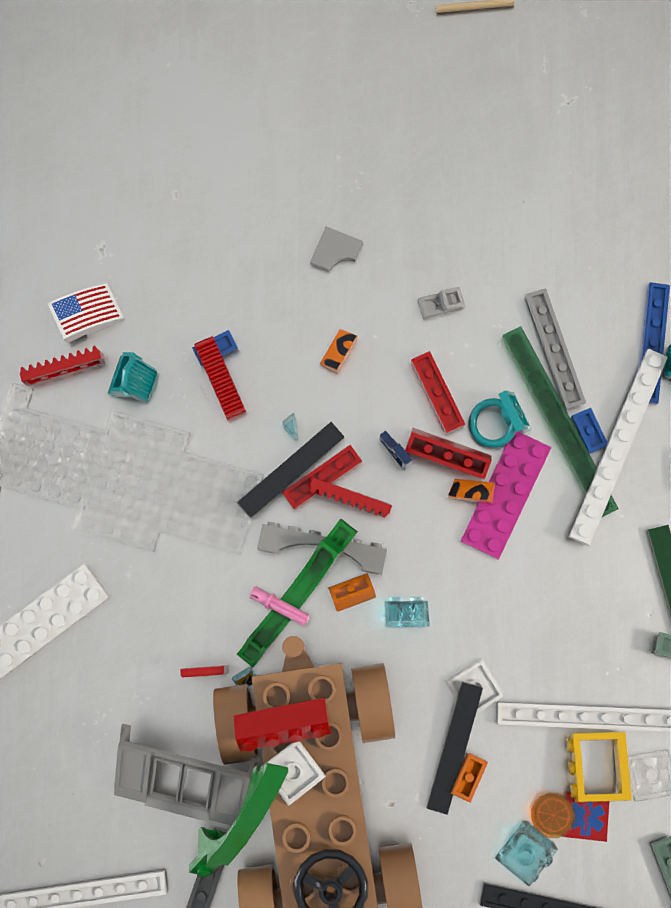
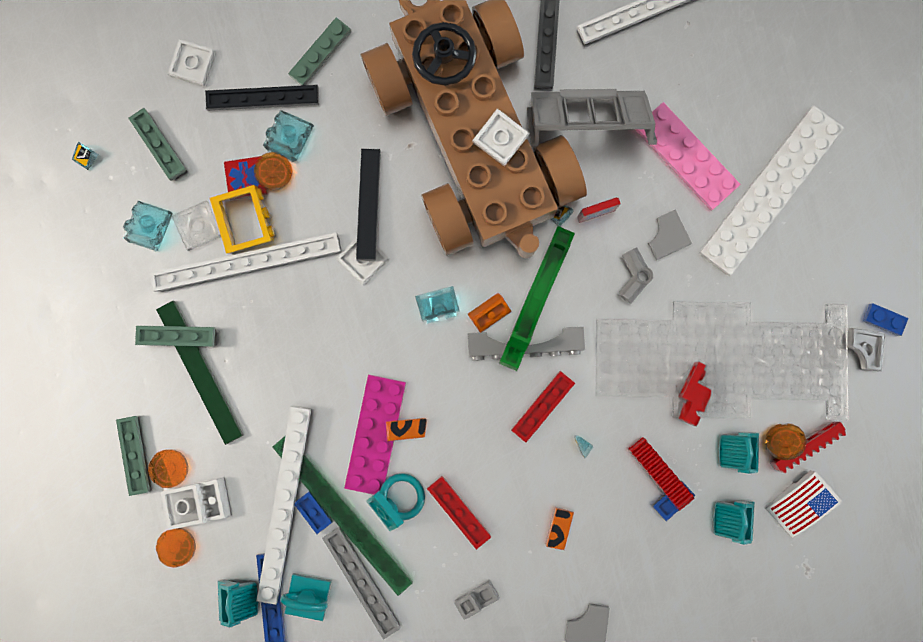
camera: 165 degrees right, 5 degrees up
(83, 376) = (785, 441): none -> clear orange tile
(86, 705) = (690, 158): none -> bright pink plate
(134, 623) = (670, 236): none -> light grey tile
(159, 312) = (734, 521): none -> teal piece
(161, 446) = (695, 395): none -> red plate
(181, 601) = (636, 265): none -> light grey piece
(221, 849) = (542, 66): green slope -> none
(279, 606) = (550, 283): bright pink axle -> none
(282, 725) = (521, 172): red brick -> none
(290, 469) = (573, 406): black tile -> none
(345, 495) = (511, 395): red gear -> none
(396, 450) = (483, 447): dark blue tile -> none
(448, 453) = (435, 457): red brick -> none
(469, 777) = (350, 183): orange slope -> none
(614, 348) = (307, 597): none -> teal tile

